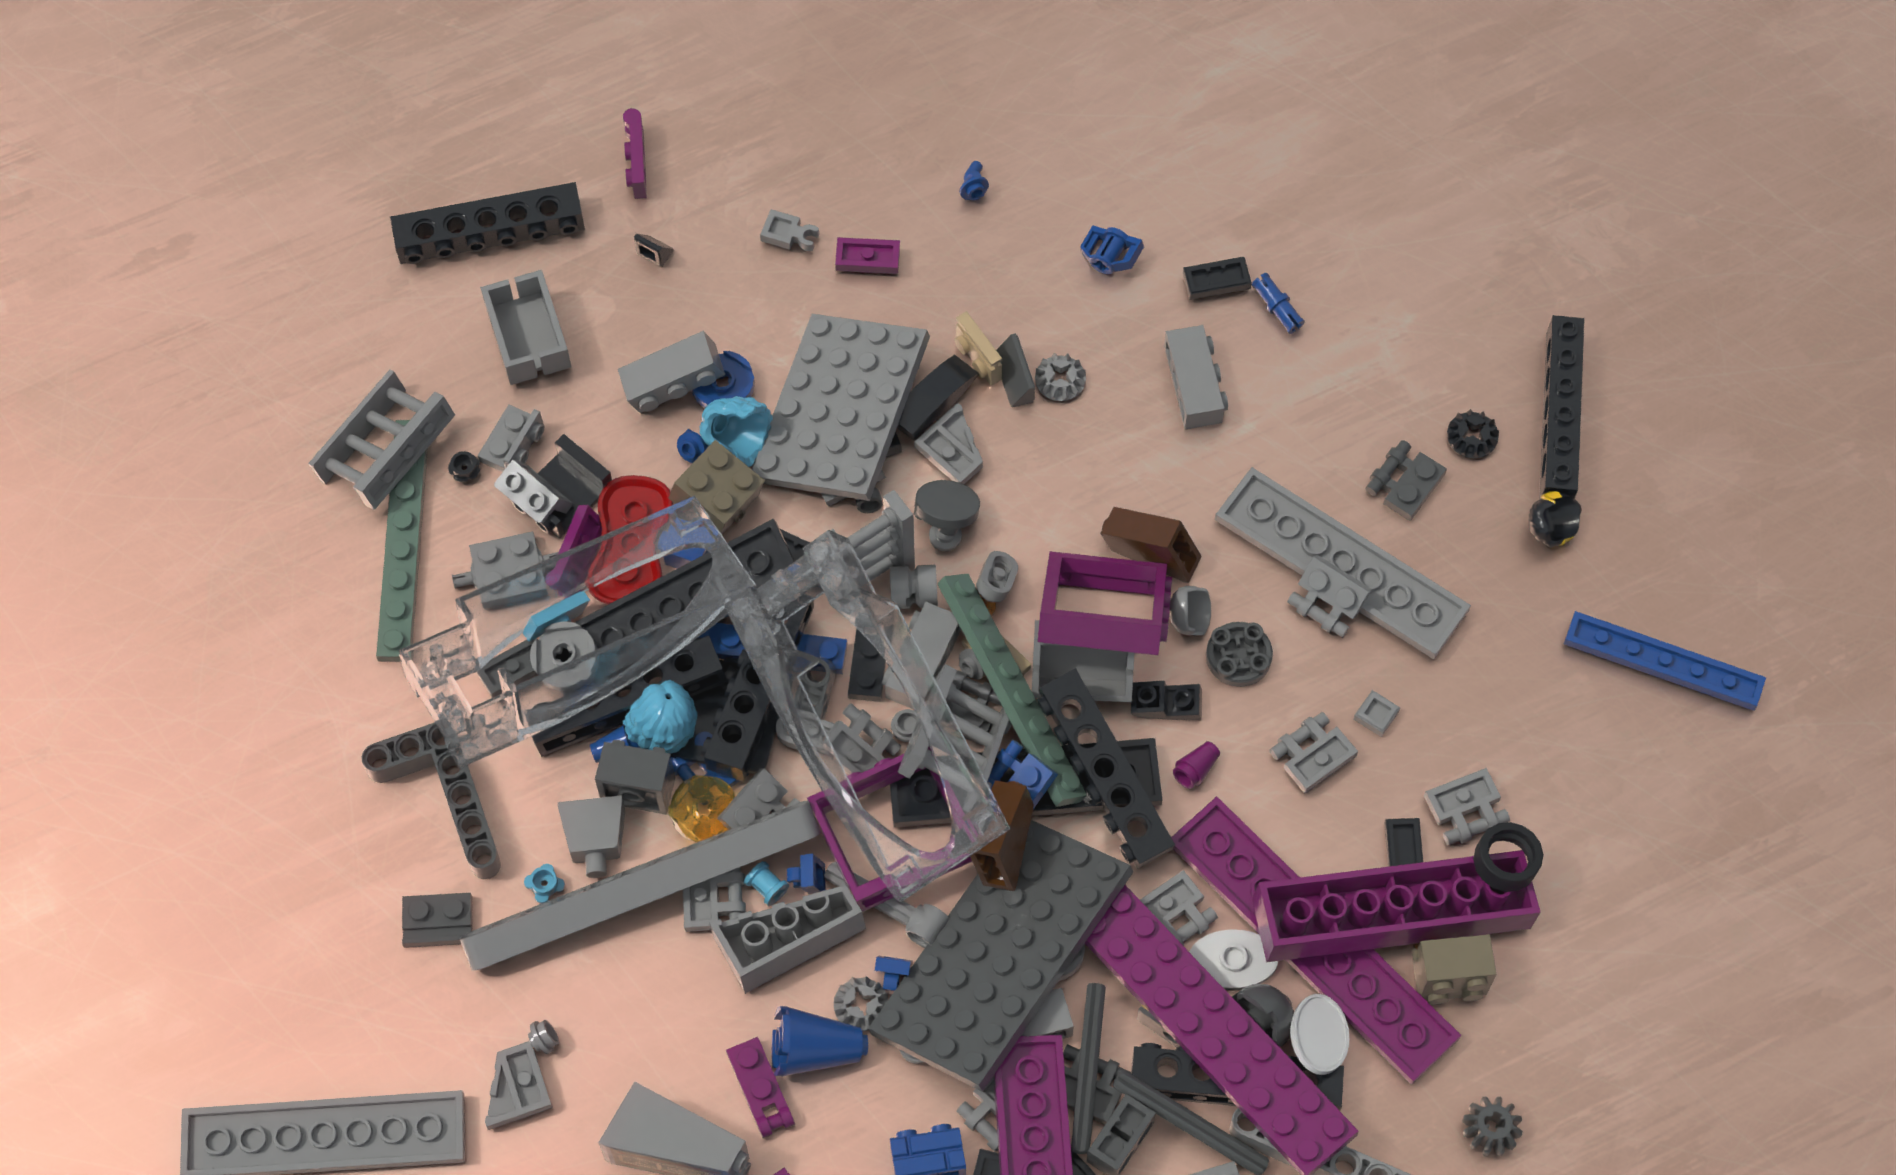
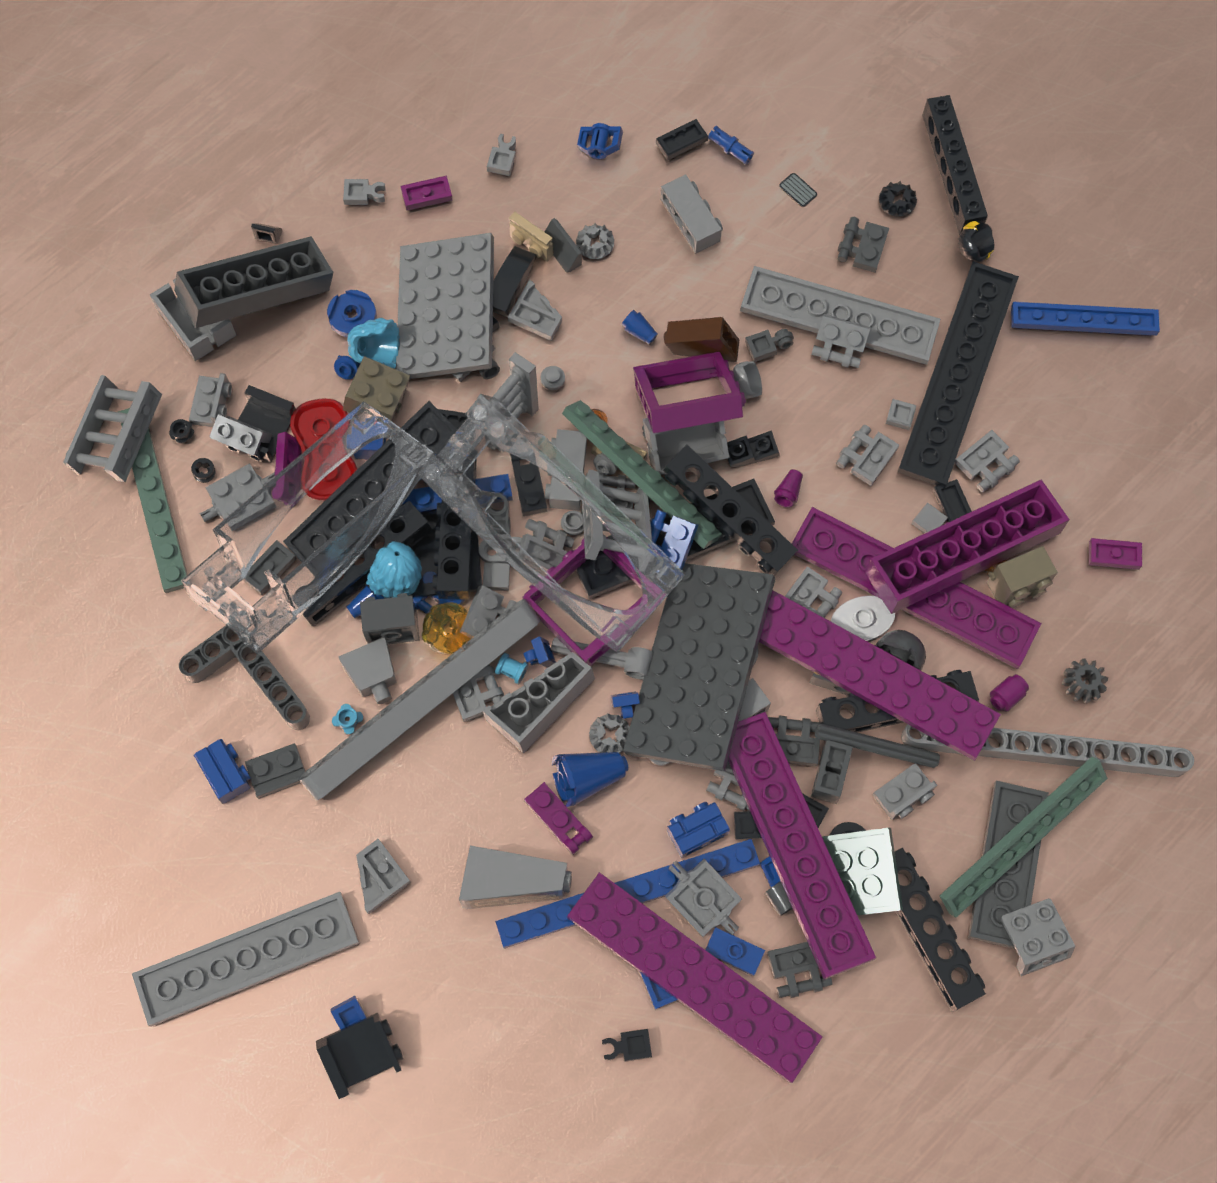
camera: 20 degrees left, 5 degrees up
(372, 900) = (222, 770): none -> blue brick
(469, 531) = (201, 477): none -> black bush
(473, 215) = (143, 237): black brick -> none
(543, 1036) = (386, 832): light grey plate -> none
(552, 642) = (294, 539): light grey plate -> none
(562, 611) = (289, 520): medium azure plate -> none
(610, 307) = (253, 281): none -> dark grey brick
(635, 152) = (229, 165): magenta plate -> none
(671, 372) = (313, 317): light grey brick -> none
(787, 764) = (496, 576): none -> light grey tile
(913, 586) = (545, 420): light grey wheel -> none
(946, 505) = (549, 355): dark grey tile -> none
(974, 184) = (485, 119): blue plate -> none
(979, 238) = (502, 158): none -> light grey plate
(997, 576) = (601, 396): light grey plate -> none
(1001, 859) = (680, 601): reddish brown slope -> none
(1077, 503) = (639, 327): none -> blue cone
(1088, 1068) = (791, 729): dark grey axle -> none
(1227, 572) = (763, 345): none -> dark grey plate
(1239, 653) = (790, 400): dark grey tile -> none
(1319, 1034) = (946, 653): white piece -> none
(1347, 384) = (798, 189): none -> sticker
(1364, 856) = (929, 519): none -> light grey tile
(1387, 1111) = (1009, 693): none -> magenta brick
(1469, 683) = (958, 375): none -> black plate
(1523, 839) = (1043, 472): black tyre -> none
(1593, 976) = (1115, 553): none -> magenta plate

